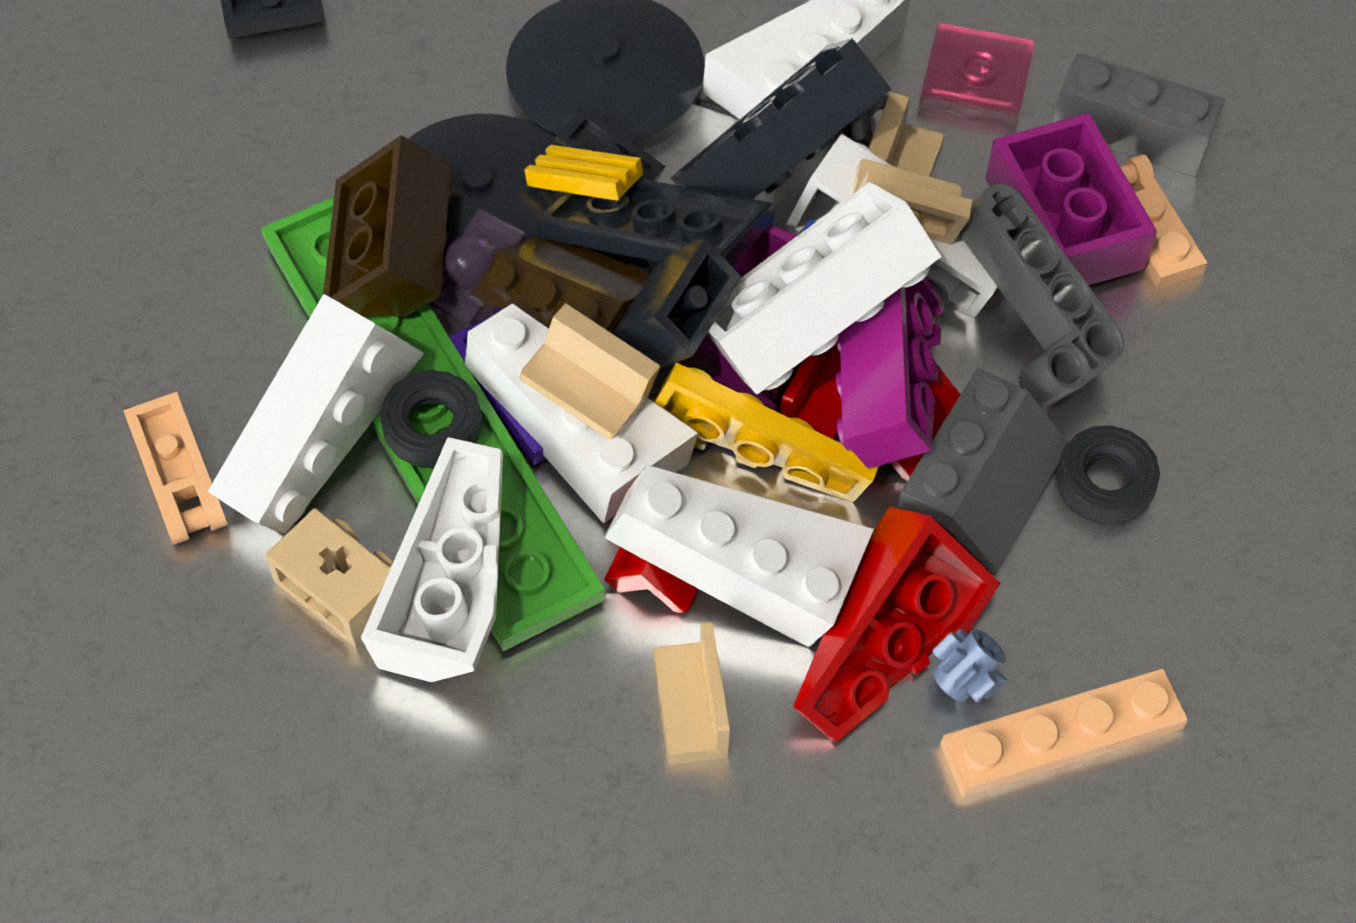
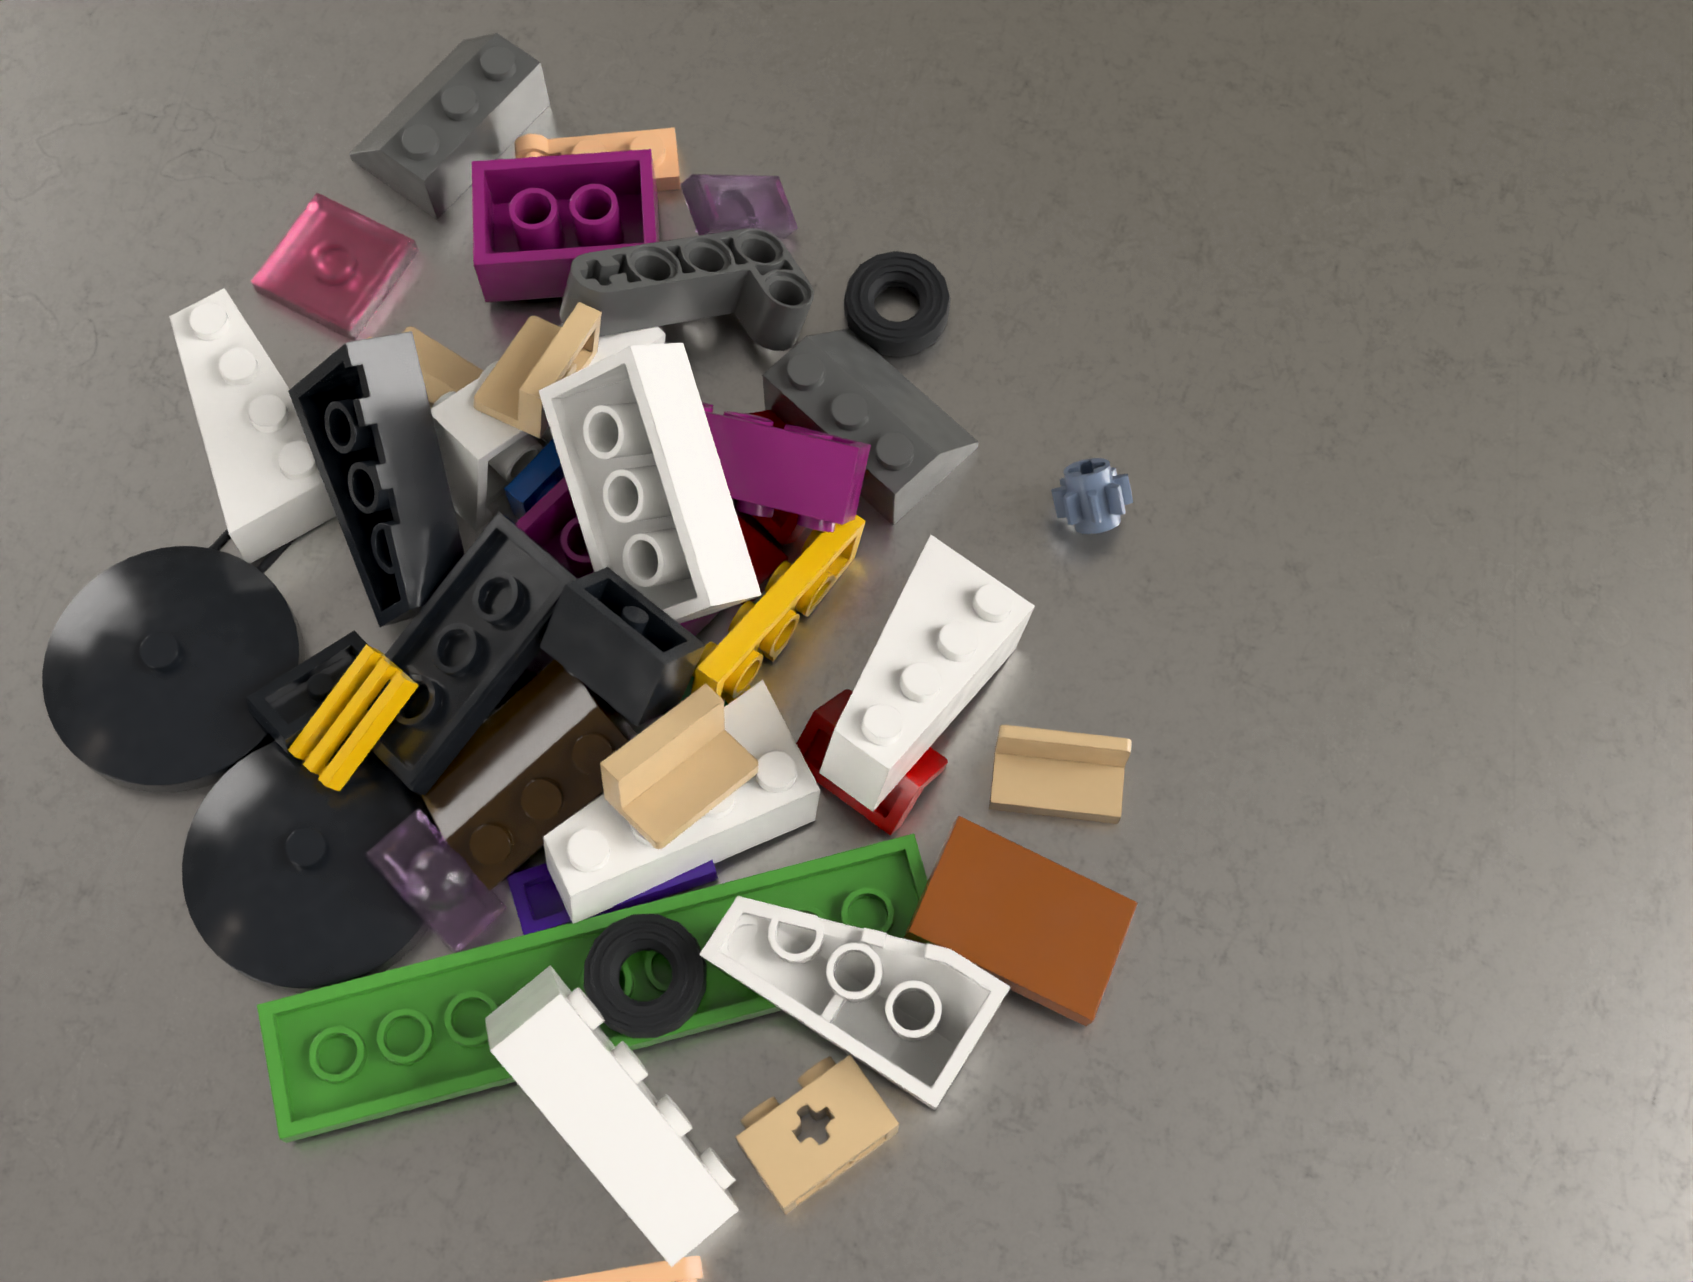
camera: 75 degrees left, 10 degrees up
(389, 231) = (363, 974): dark brown slope -> none
(549, 690) = (1023, 920): none -> dark orange tile
(899, 606) = (993, 519): red wedge -> none
(1063, 732) = (1171, 439): light nougat plate -> none
(1147, 324) = (738, 203): none -> clear purple tile

